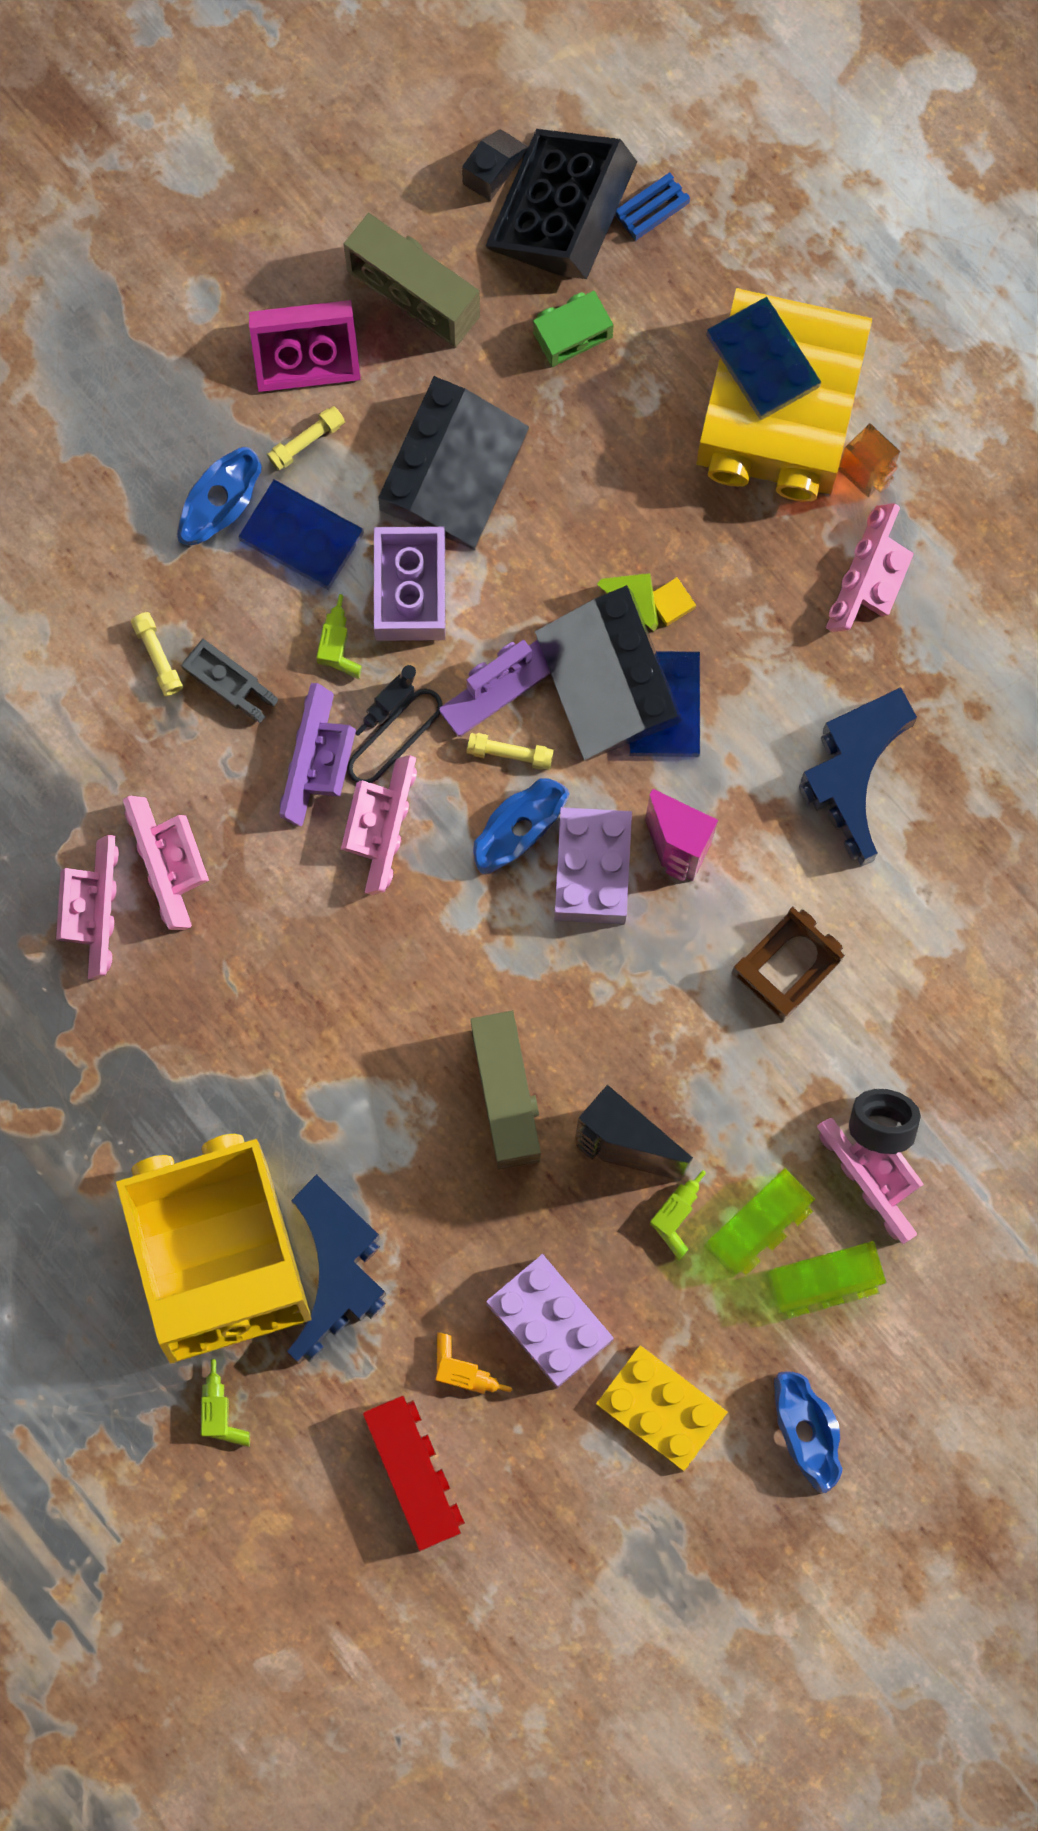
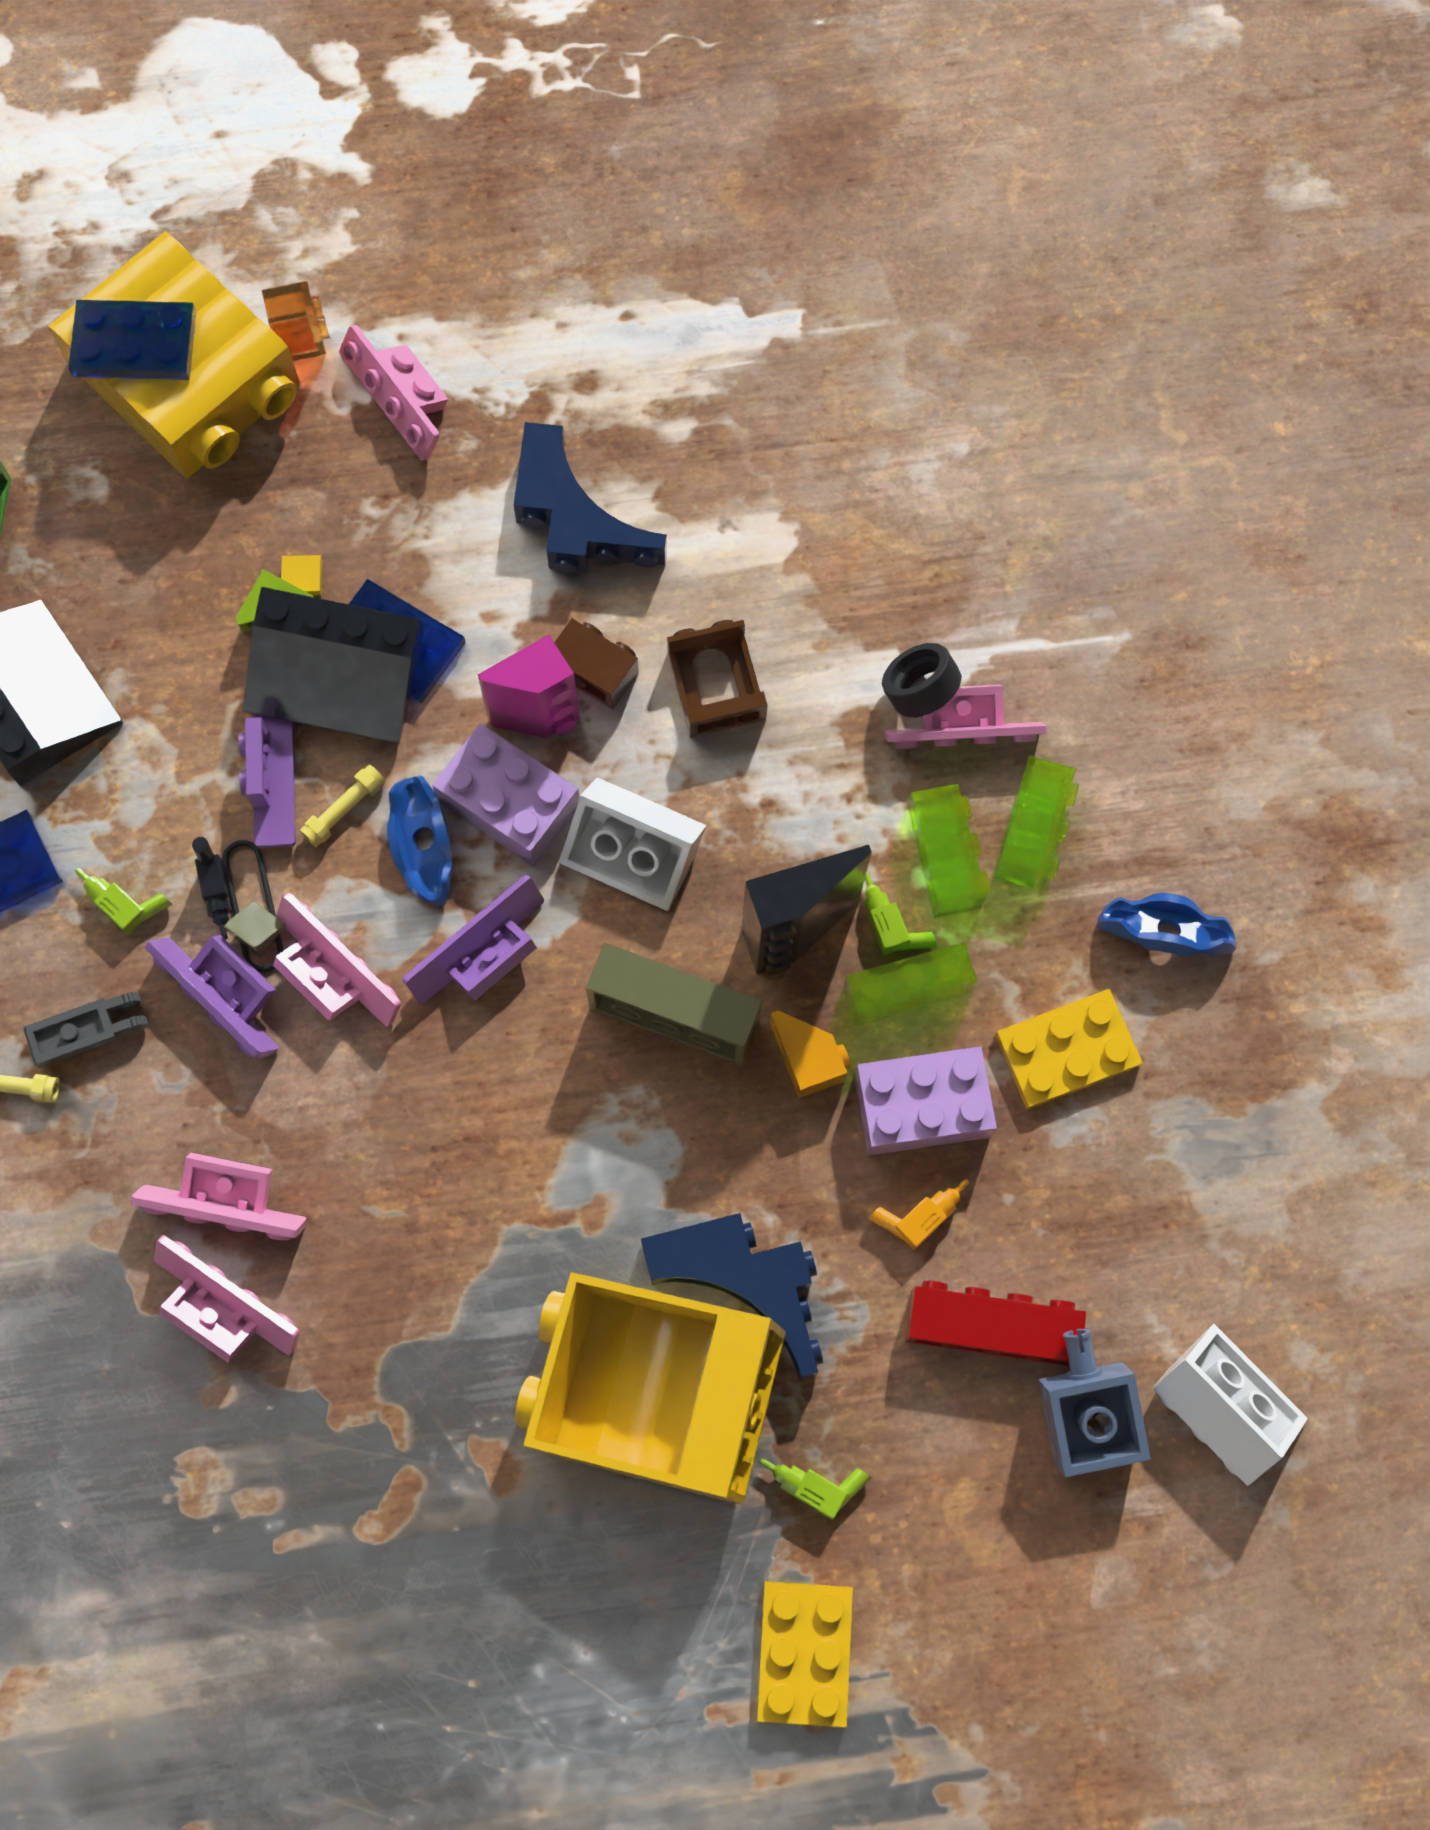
camera: 60 degrees left, 5 degrees down
(97, 1472) = (805, 1654): none -> yellow plate
(377, 750) = (255, 928): none -> slope
(403, 1570) = (1089, 1389): none -> sand blue brick
(409, 583) = (113, 795): lavender brick -> none
(460, 1683) = (1230, 1405): none -> white slope
(464, 924) = (482, 948): none -> medium lavender bracket
(532, 1215) = (809, 1054): none -> light orange slope
(615, 982) = (631, 843): none -> white slope
(634, 1256) = (909, 983): none -> clear neon green brick
(740, 863) = (598, 664): none -> reddish brown brick

